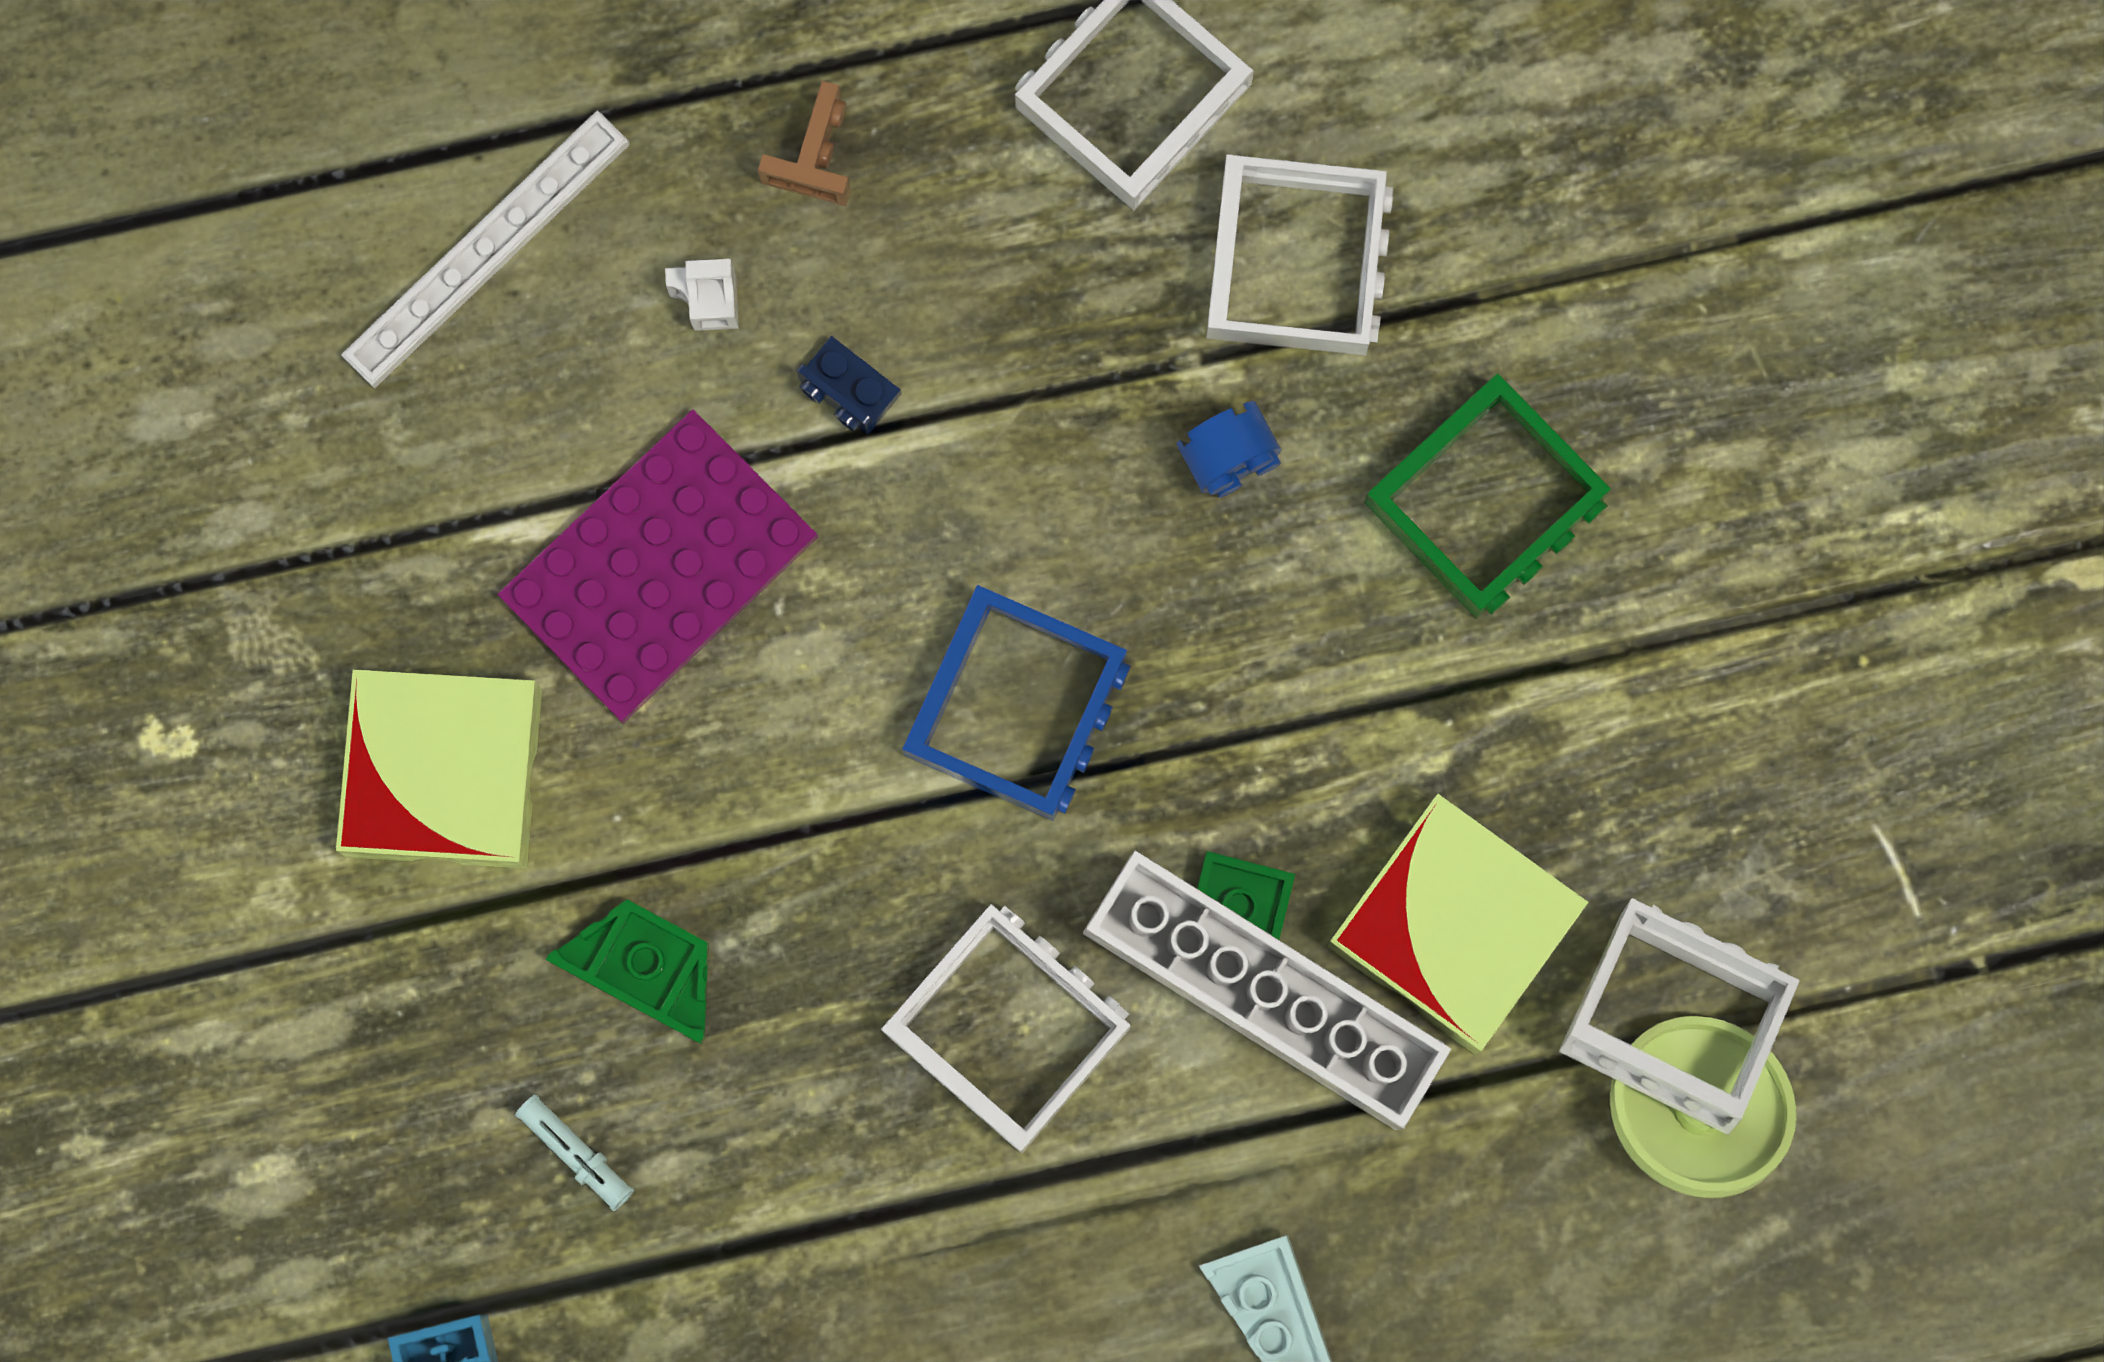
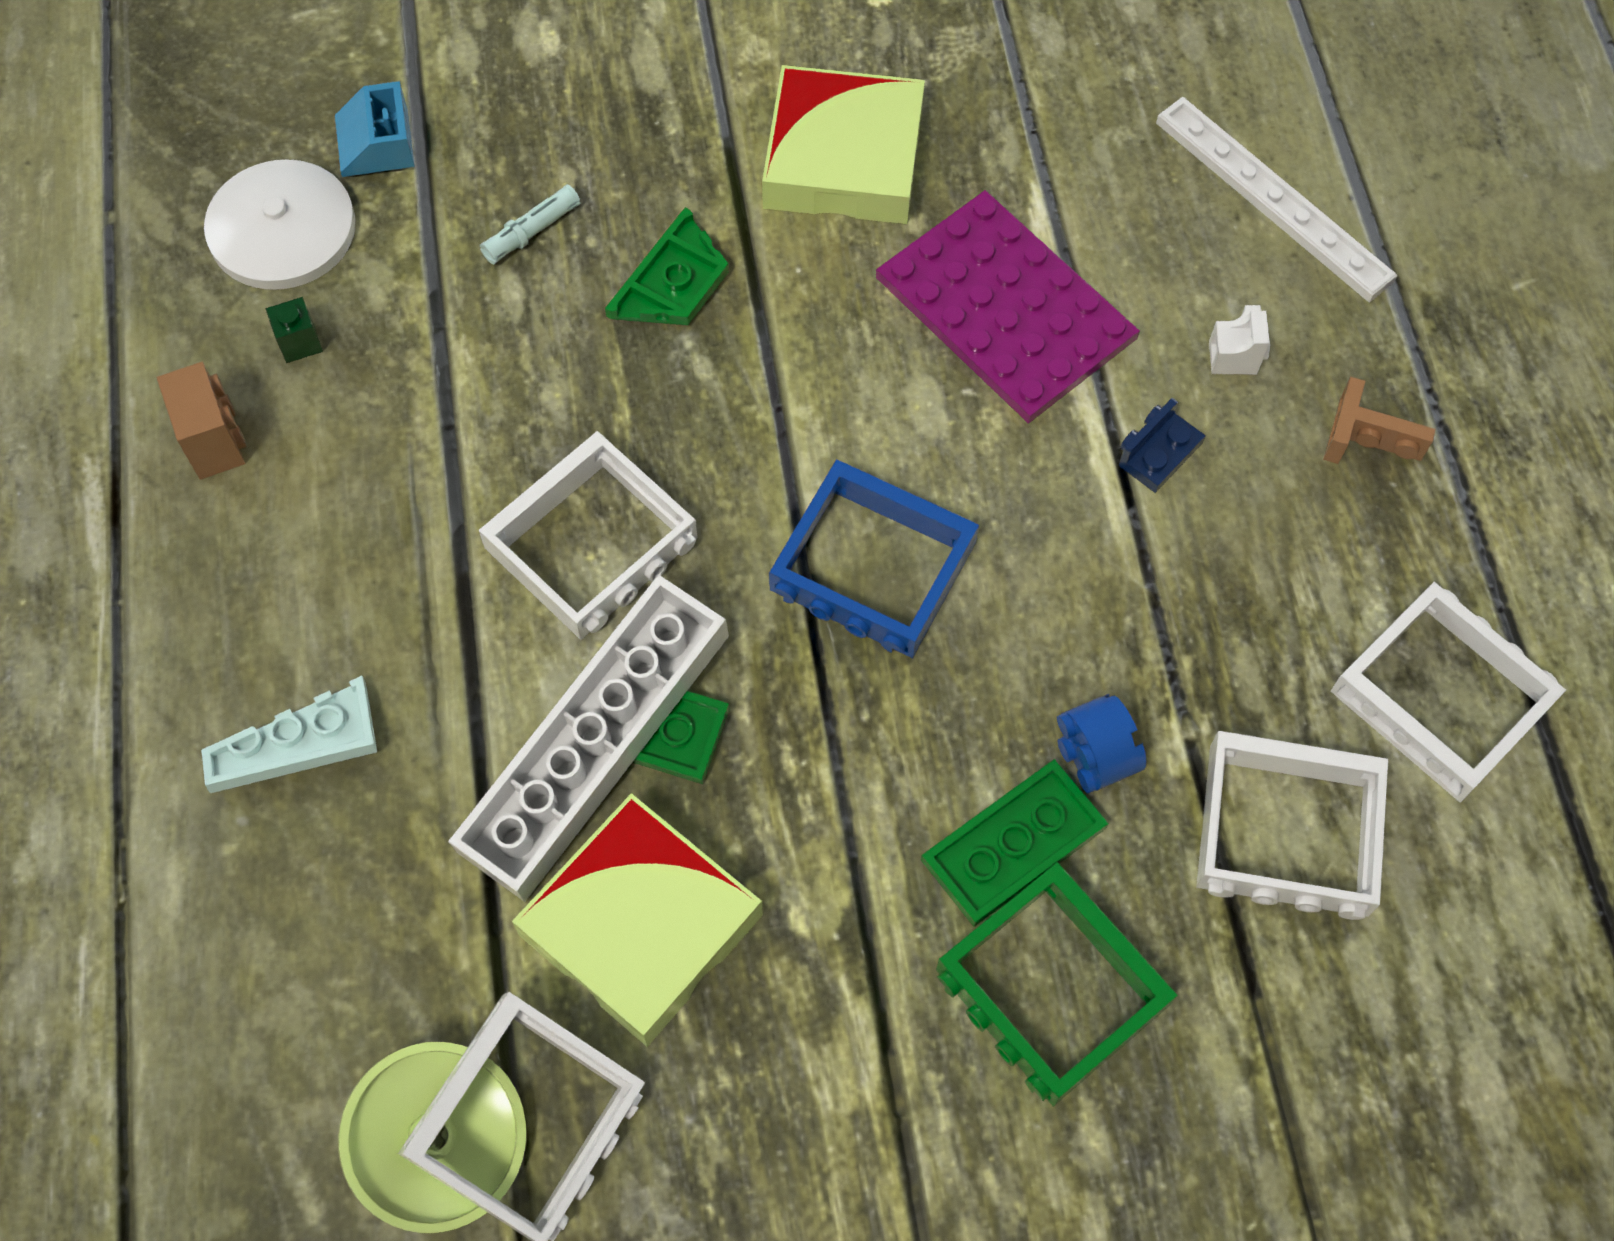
camera: 90 degrees right, 15 degrees down
(1338, 540) = (1013, 842): none -> green plate

